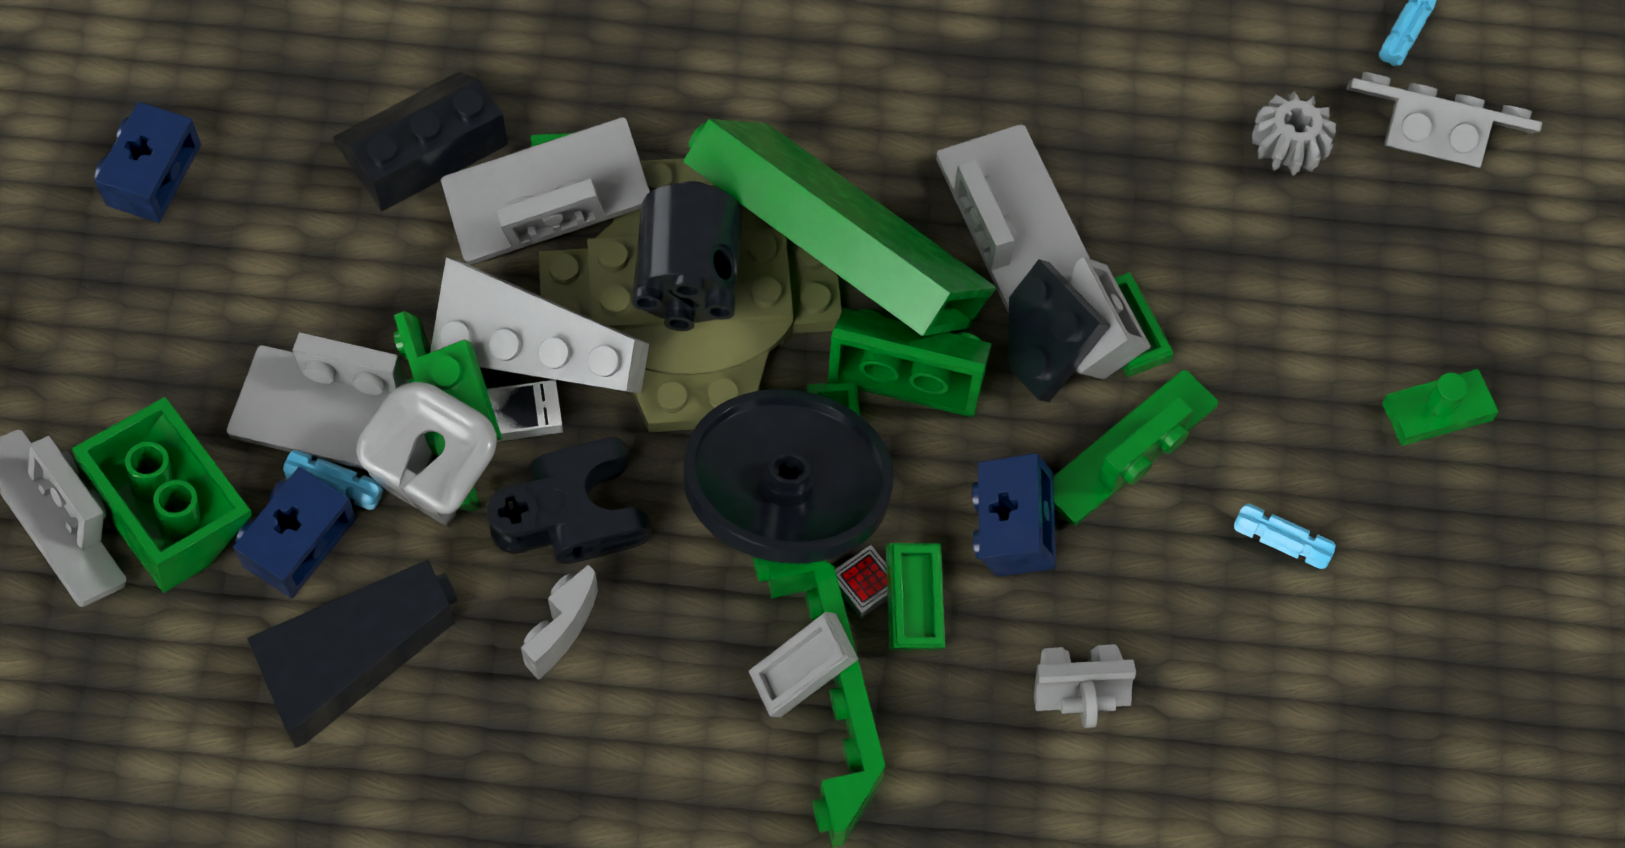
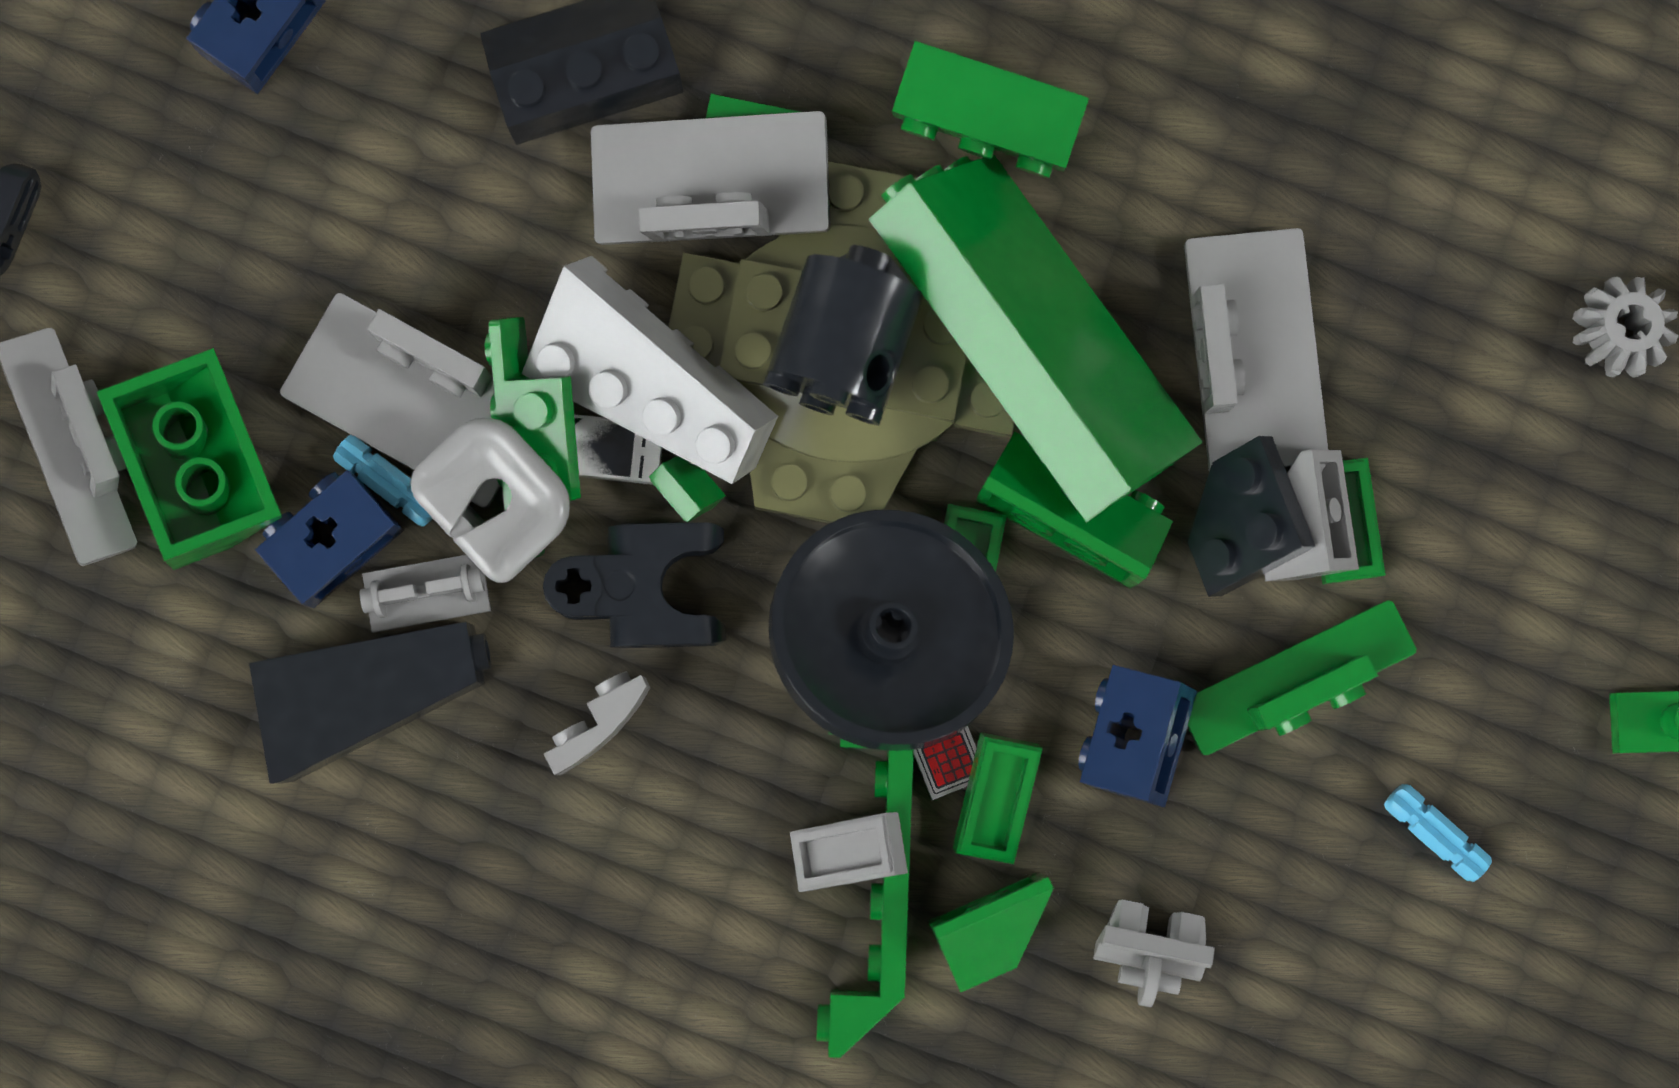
camera: 15 degrees right, 20 degrees up
(387, 554) = (424, 593): none -> light grey hinge
(587, 419) = (686, 487): none -> green tile
(754, 81) = (988, 109): none -> green slope
(939, 690) = (992, 931): none -> green slope

